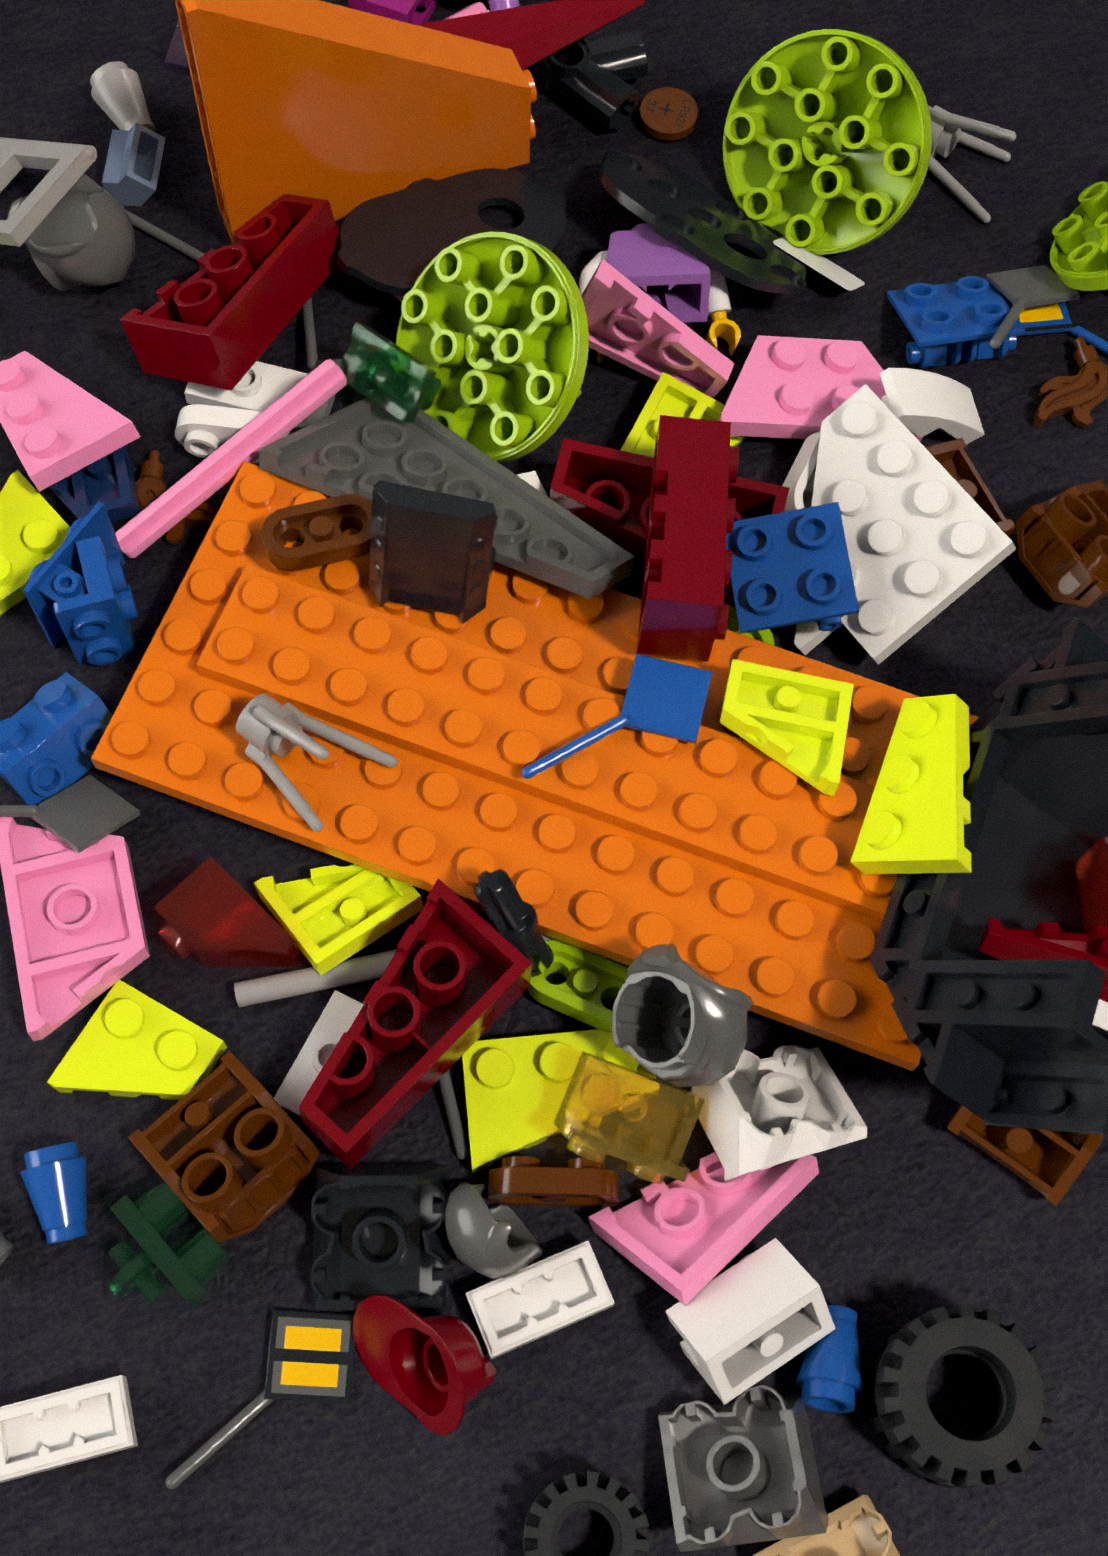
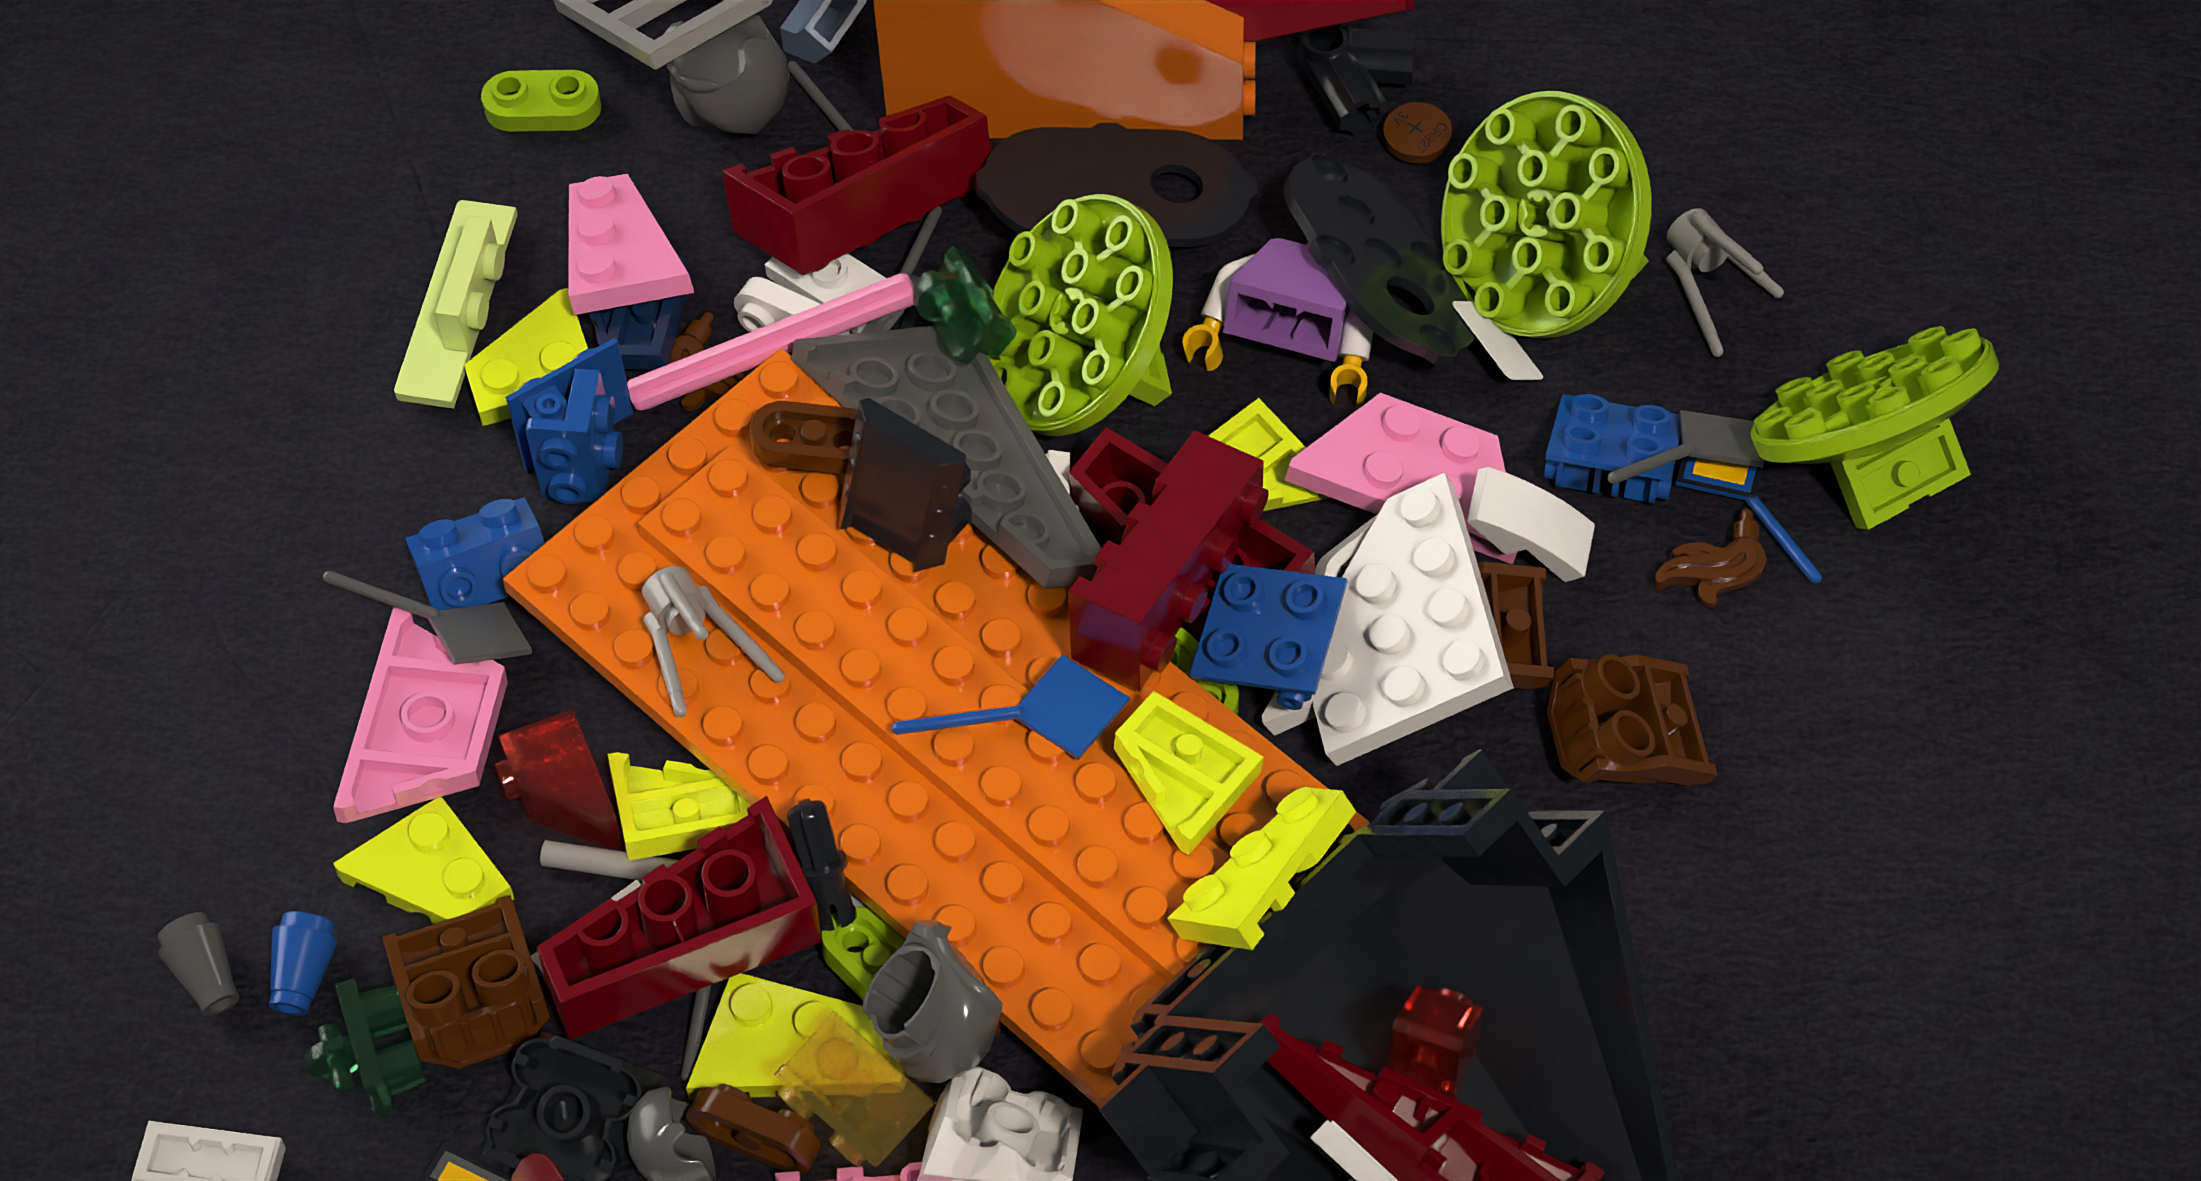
camera: 30 degrees right, 10 degrees down
(647, 336) = (1247, 354): bright pink wing -> none

